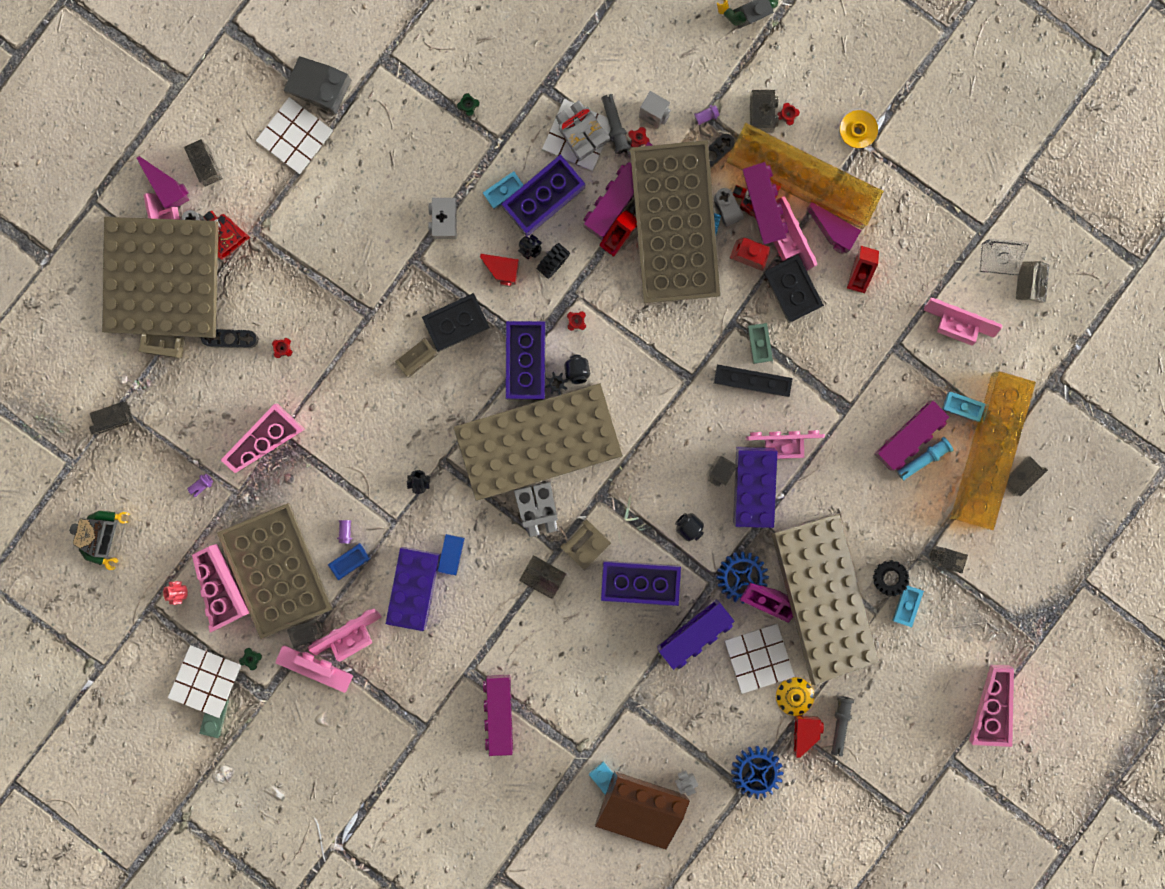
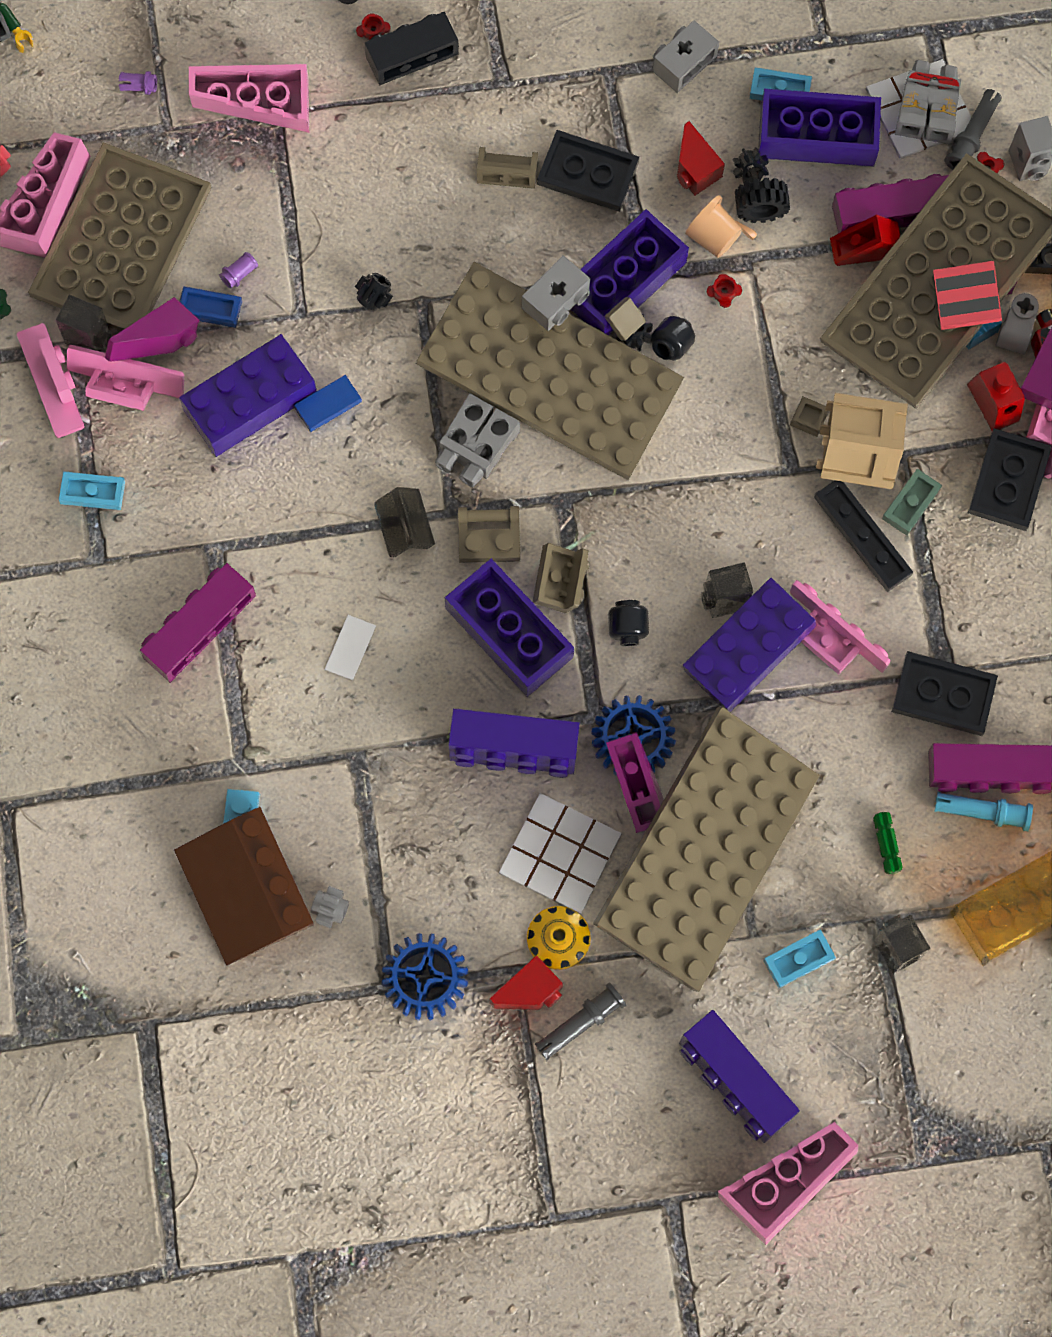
camera: 45 degrees right, 15 degrees down
(310, 341) = (411, 48): none -> black brick
(342, 600) = (155, 334): none -> magenta slope
(388, 701) = (92, 490): none -> medium azure plate
(507, 419) = (559, 279): none -> light grey brick
(545, 295) = (716, 228): none -> light nougat hat
(550, 386) = (625, 318): none -> tile
(576, 657) = (350, 647): none -> white sticker
(639, 535) = (561, 578): none -> dark tan bracket
(674, 345) = (809, 416): none -> dark tan tile
(697, 221) = (967, 295): none -> tile
(714, 339) = (863, 440): none -> tan container
(858, 421) = (944, 693): none -> black plate
(888, 566) = (810, 888): black tyre -> none
(896, 515) = (887, 843): none -> green axle
(934, 687) = (738, 1077): none -> dark purple brick

